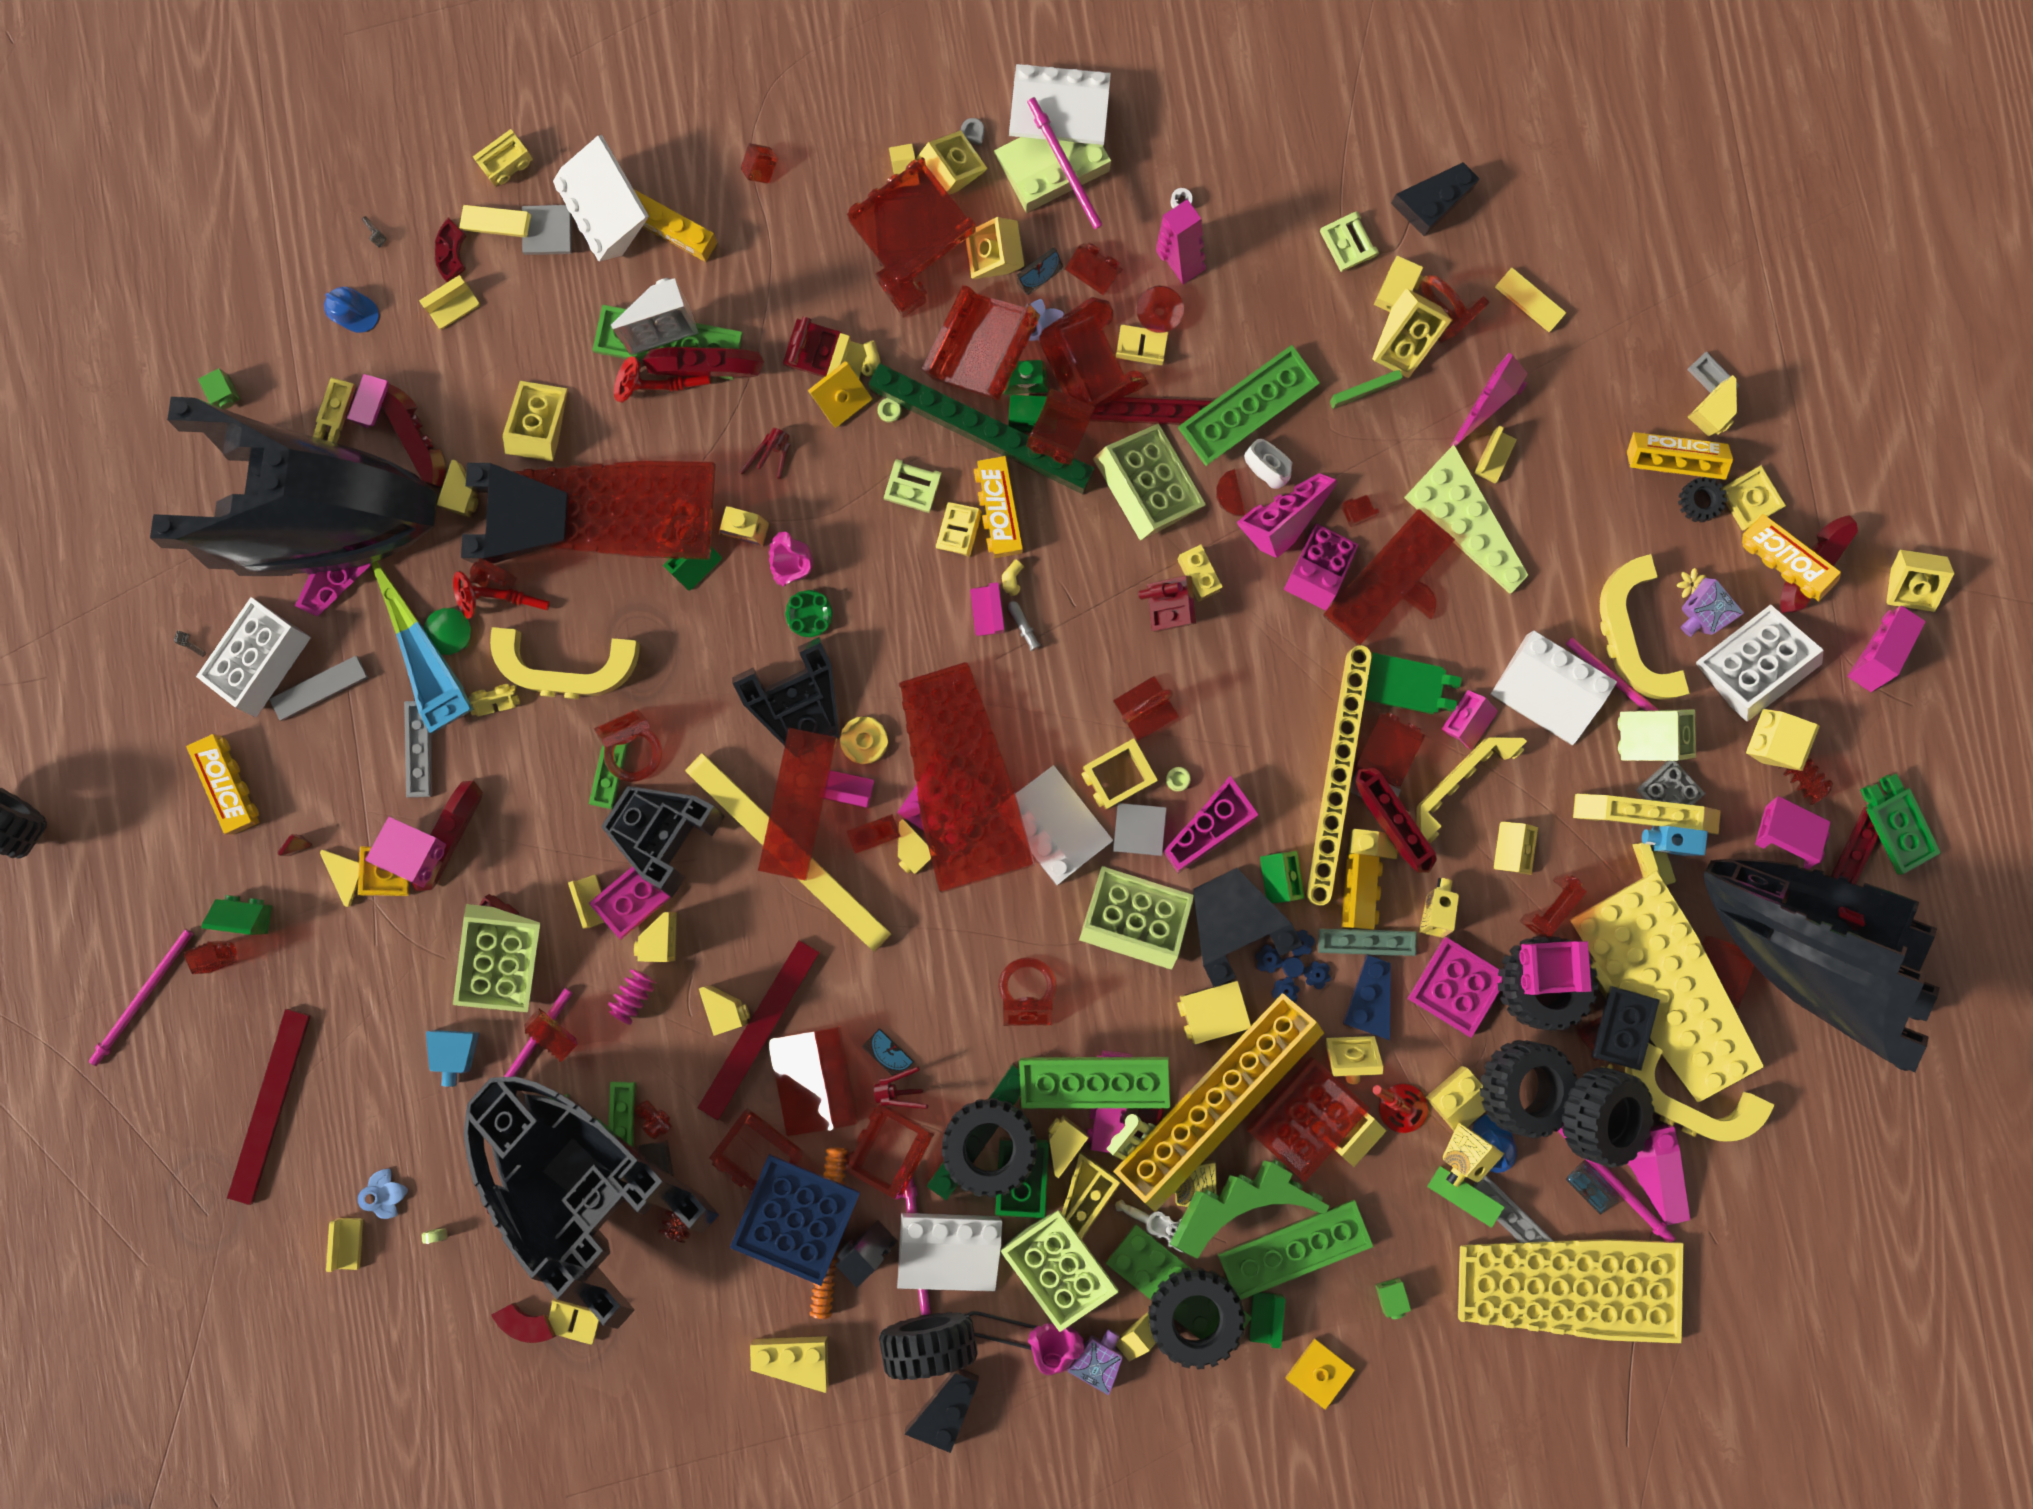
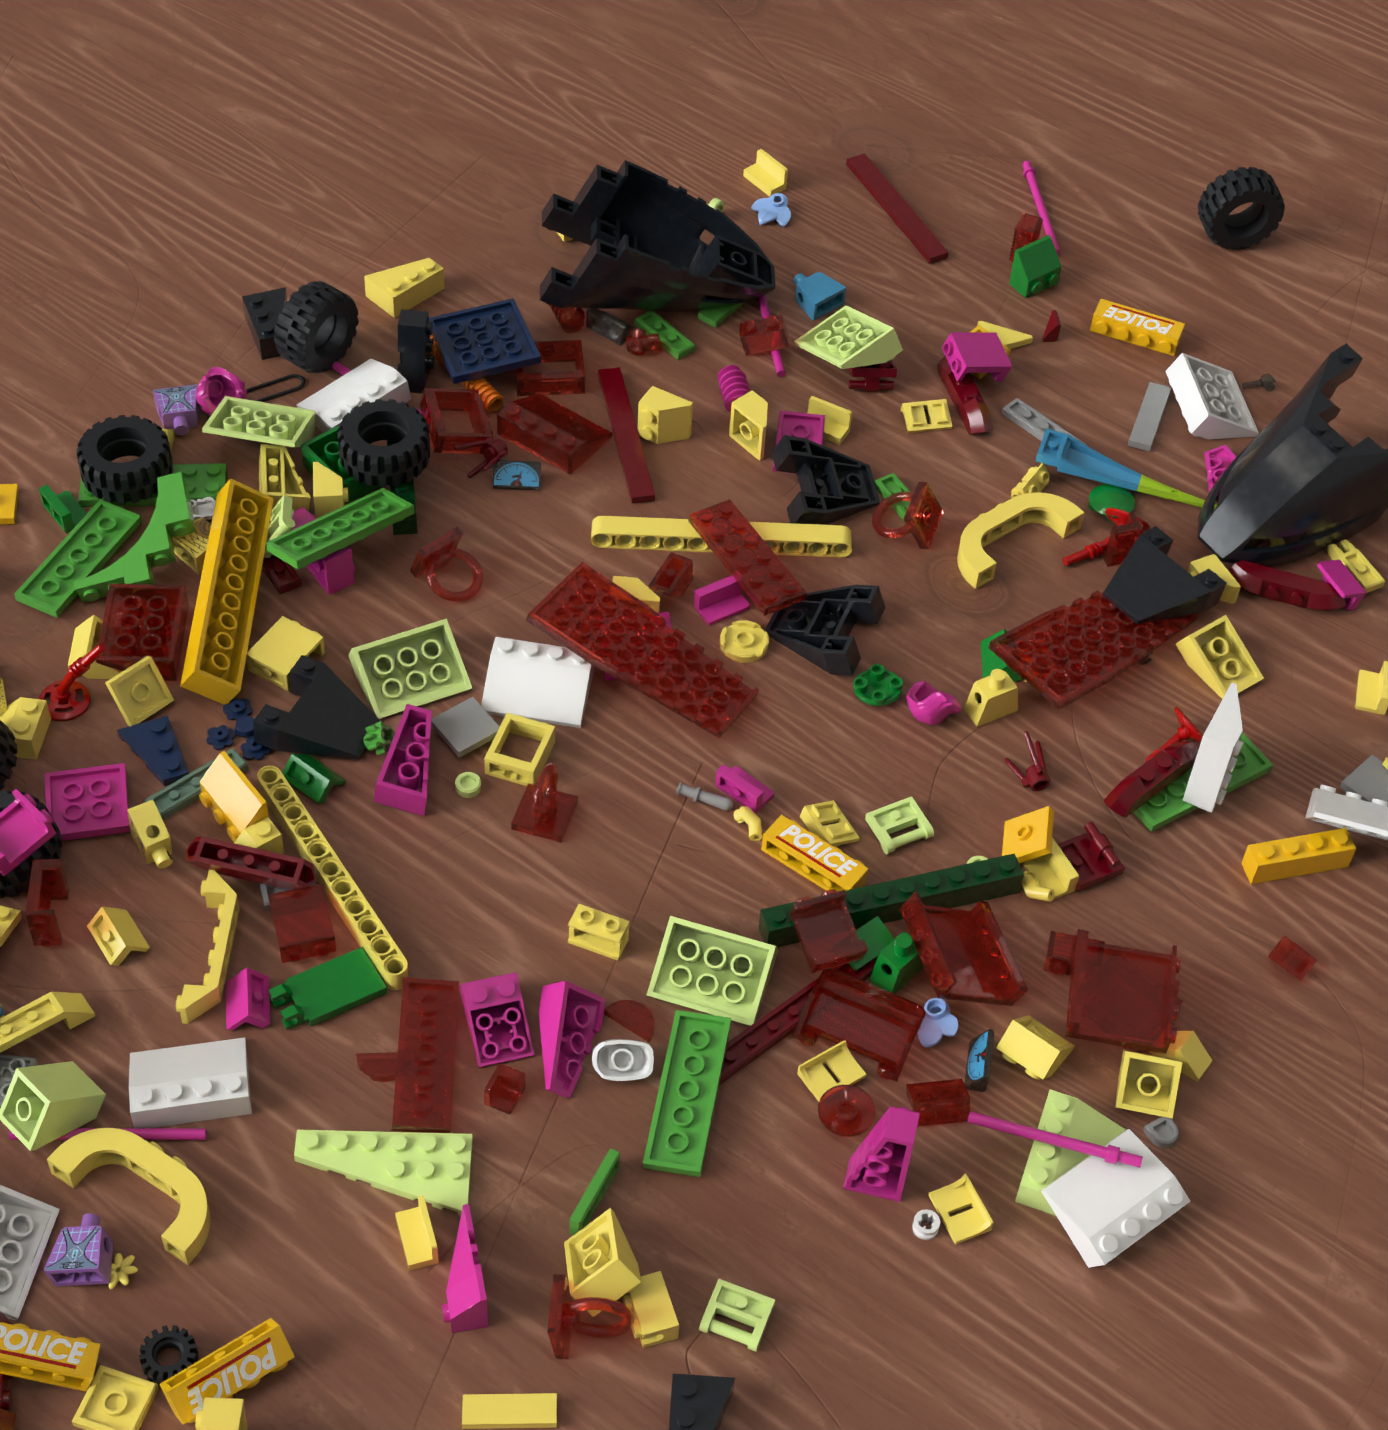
camera: 135 degrees right, 35 degrees down
(509, 847) = (916, 419): none -> light yellow piece
(1156, 178) = (956, 1197): none -> light yellow piece
(1170, 603) = (600, 889): dark red plate -> none
(1211, 868) = (379, 737): none -> bright green gear

